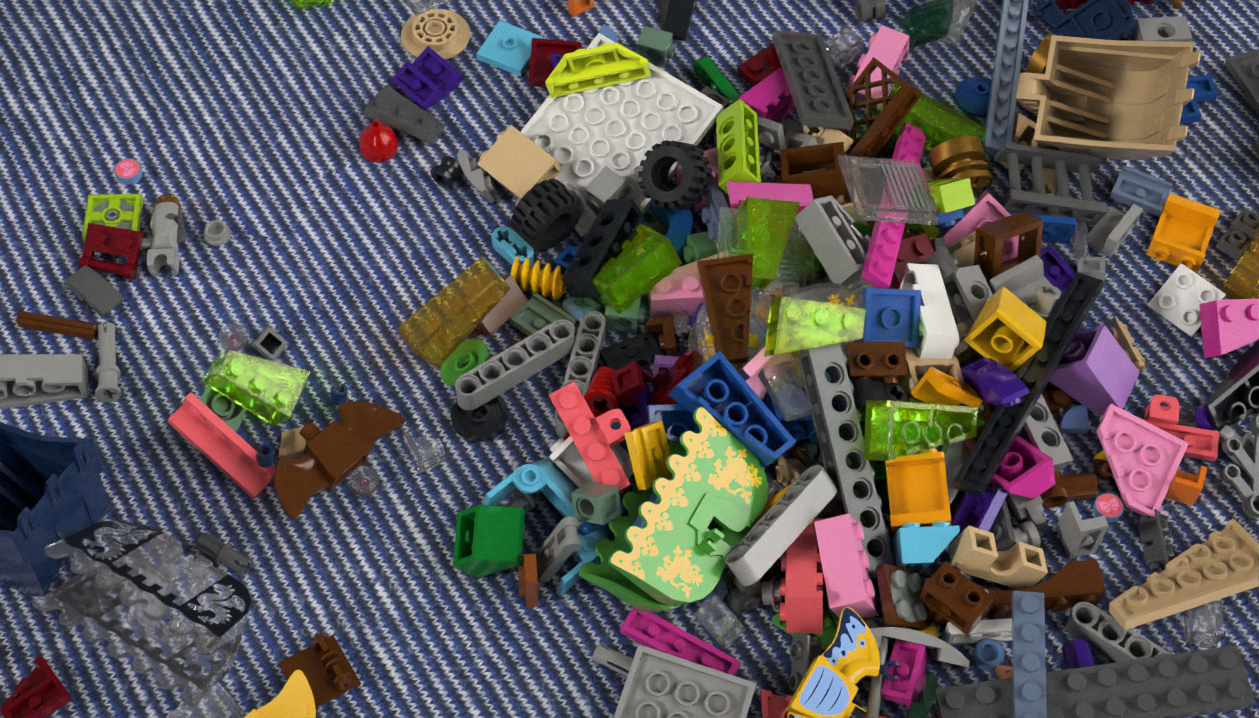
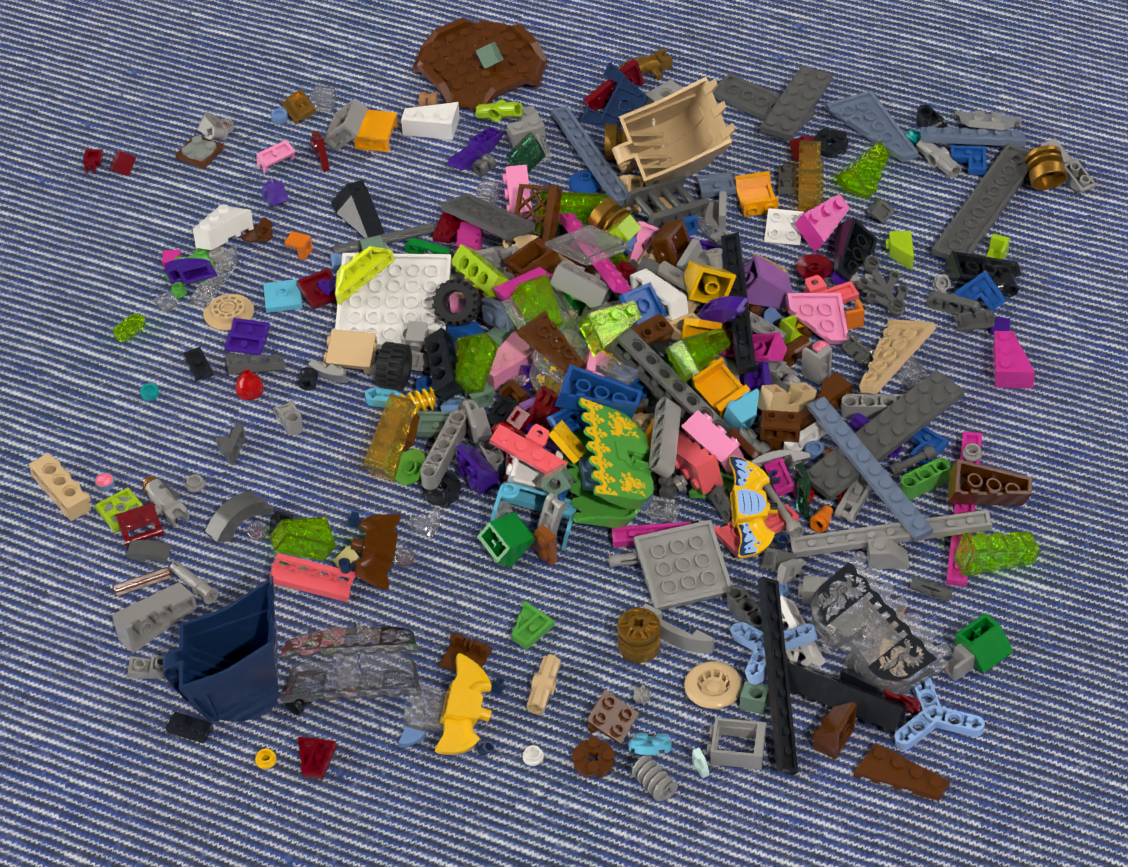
camera: 30 degrees left, 10 degrees down
(75, 149) = (60, 486): none -> tan brick
(219, 299) = (233, 513): none -> dark grey arch
(270, 85) = (149, 391): none -> teal tile
(294, 210) = (231, 445): none -> dark grey slope
(346, 81) = (198, 364): none -> black plate
(386, 211) = (289, 417): none -> light grey piece
(427, 683) = (531, 626): none -> bright green wing
(534, 414) = (476, 469): none -> dark purple slope
(579, 353) = (478, 423): none -> light grey panel
(686, 40) = (388, 238): none -> dark grey axle
(1083, 454) = (788, 325): none -> lime panel
(1188, 373) = (814, 265): none -> dark red dish

